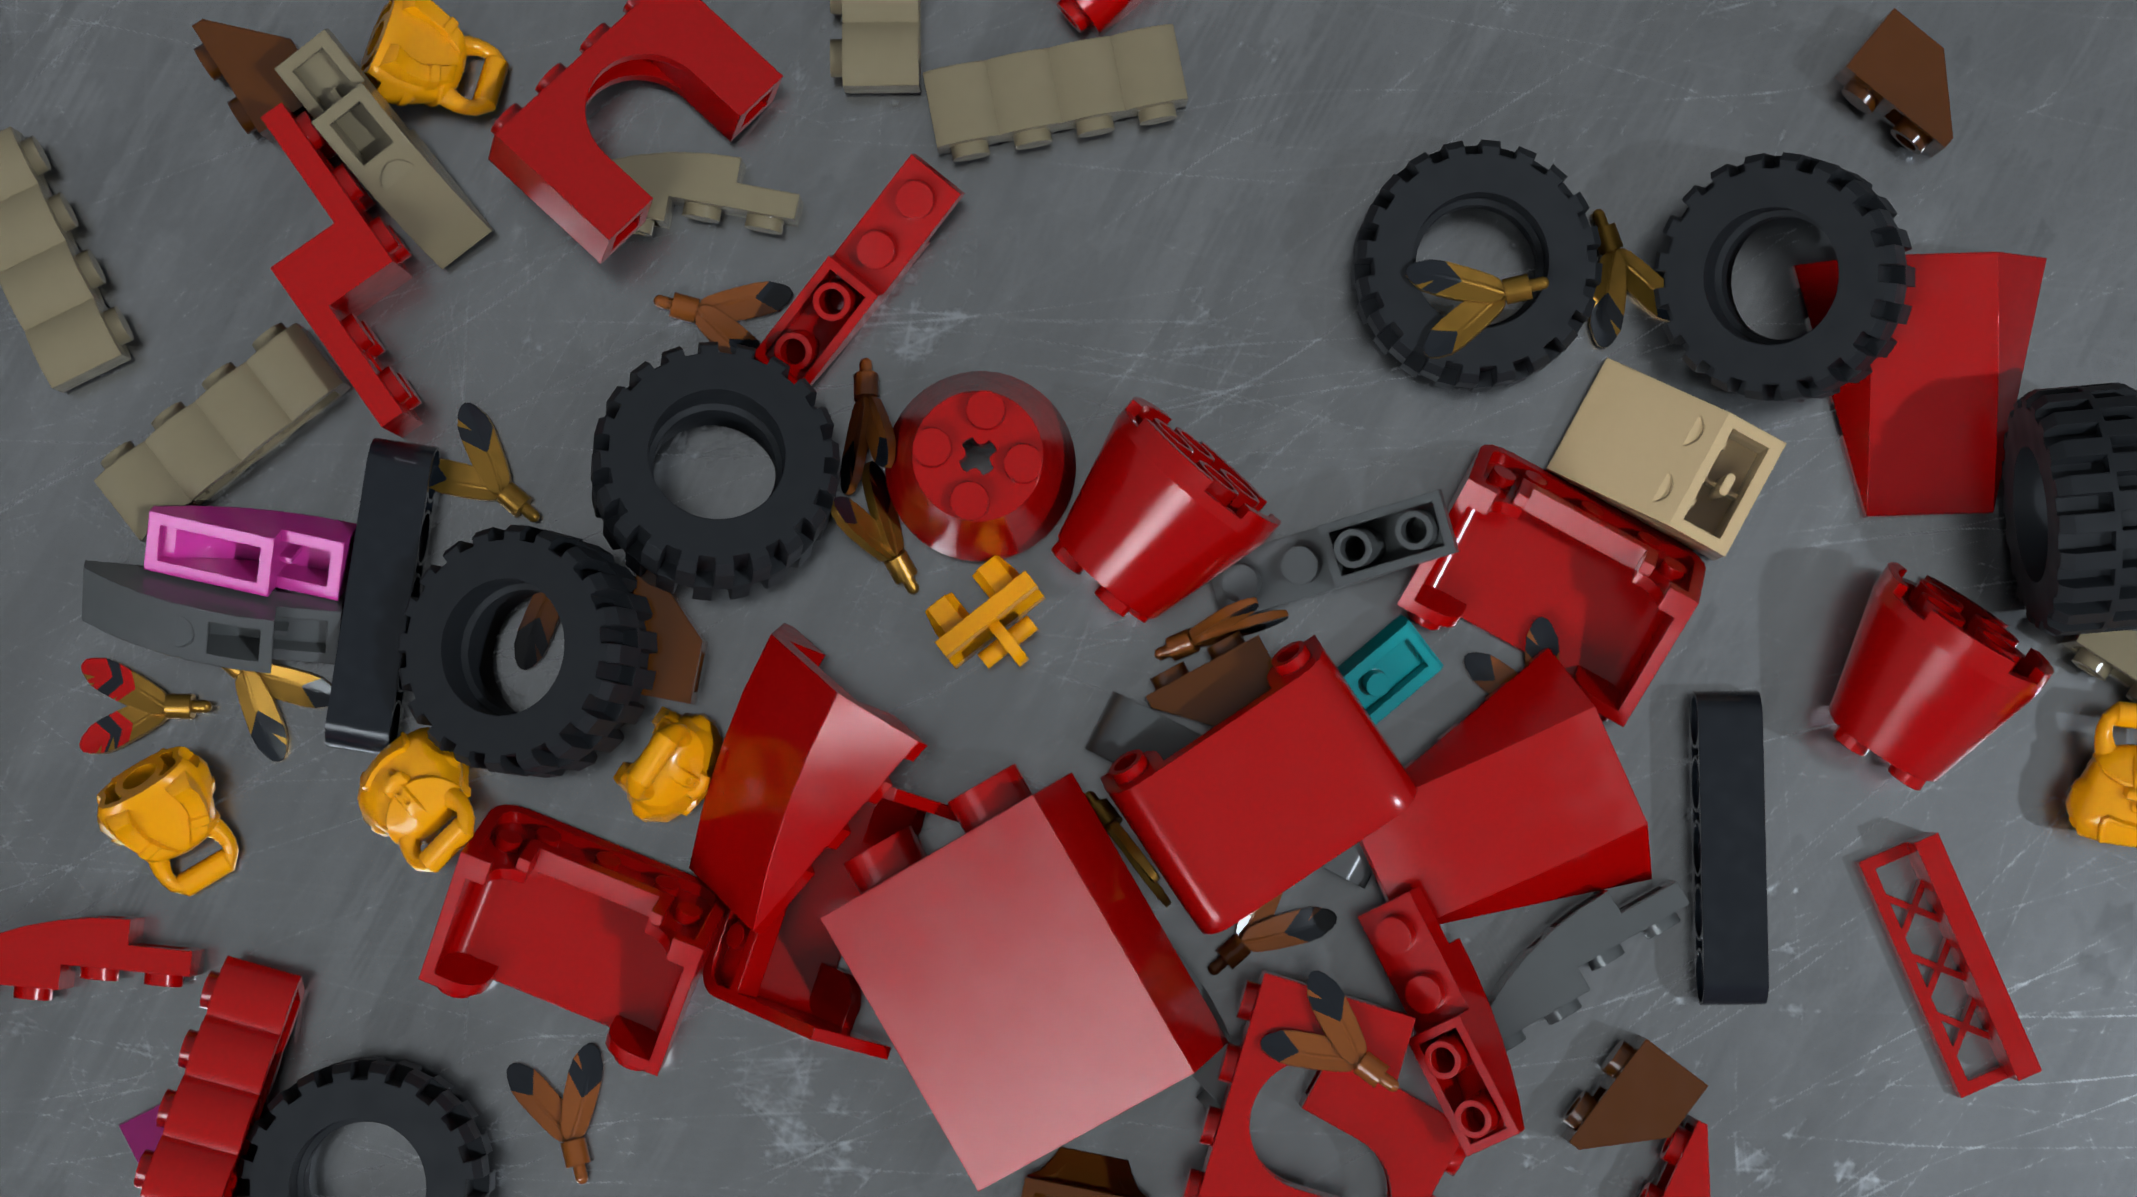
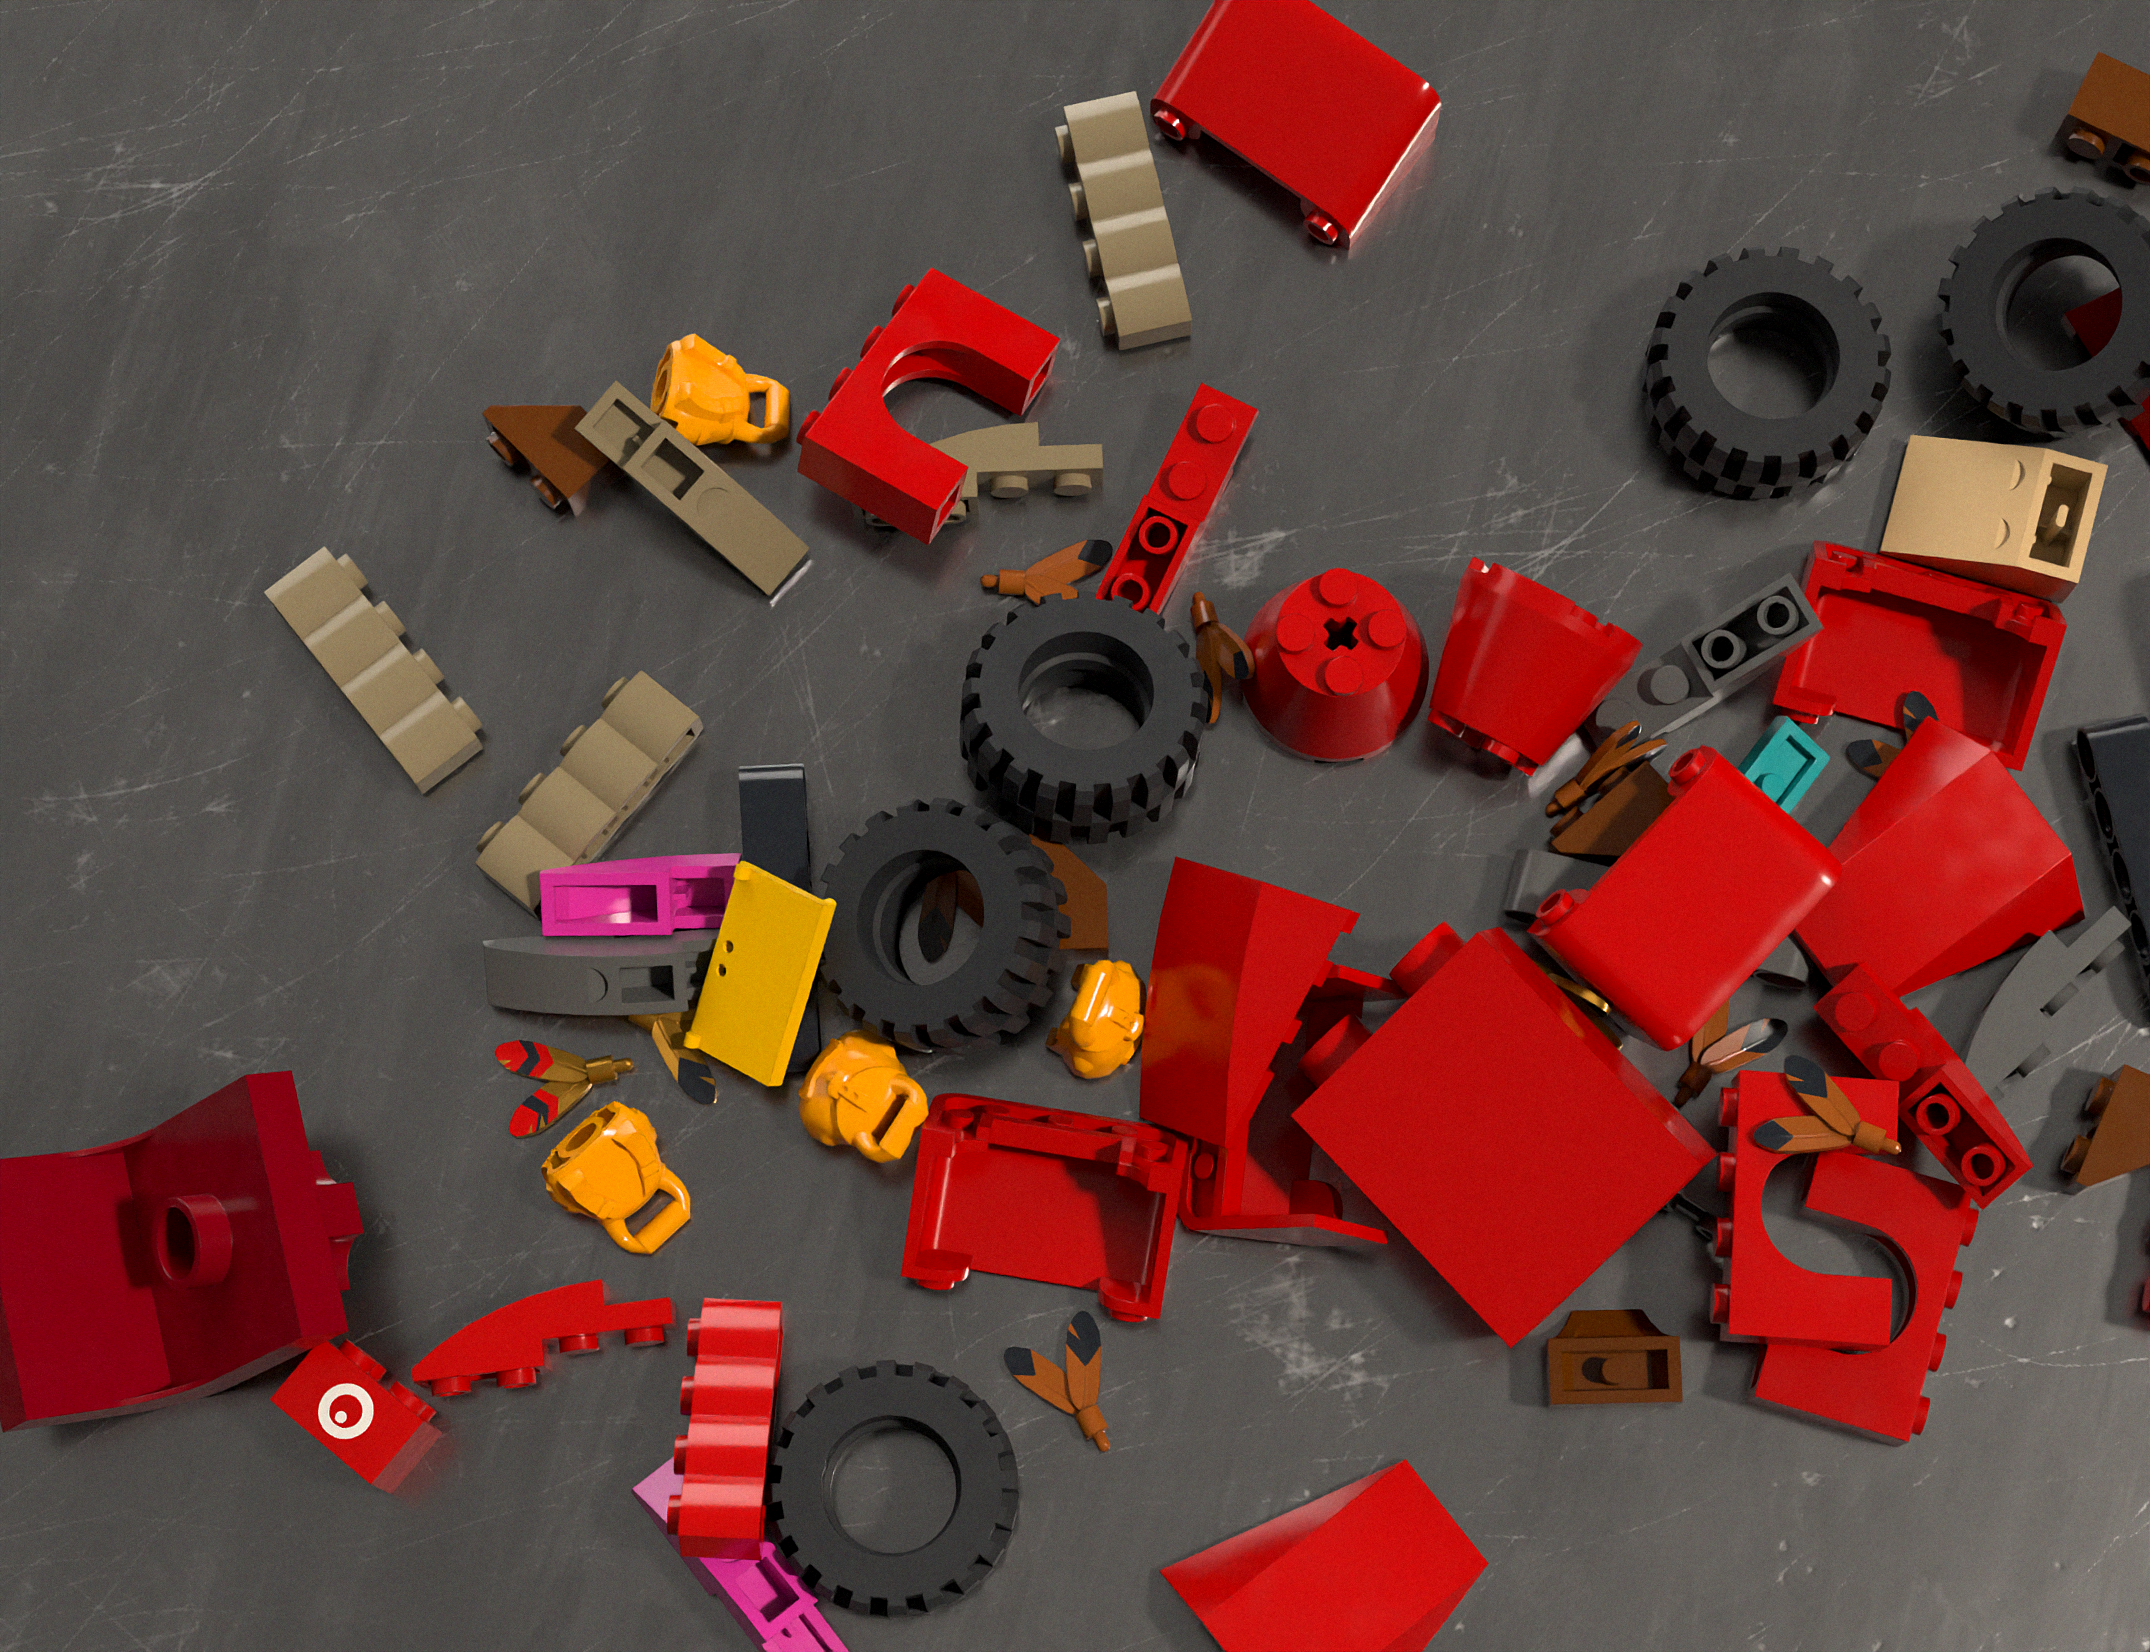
camera: 10 degrees left, 10 degrees down
(345, 271) = (678, 607): red bracket -> none
(358, 641) = (770, 957): none -> yellow door
(489, 476) = (857, 780): pearl gold piece -> none
(878, 531) = (1249, 746): pearl gold piece -> none
(1009, 599) = (1387, 811): light orange hips -> none
(1054, 90) = (1322, 300): dark tan brick -> none
(1481, 297) = (1781, 385): pearl gold piece -> none
(1621, 275) = (1910, 359): pearl gold piece -> none

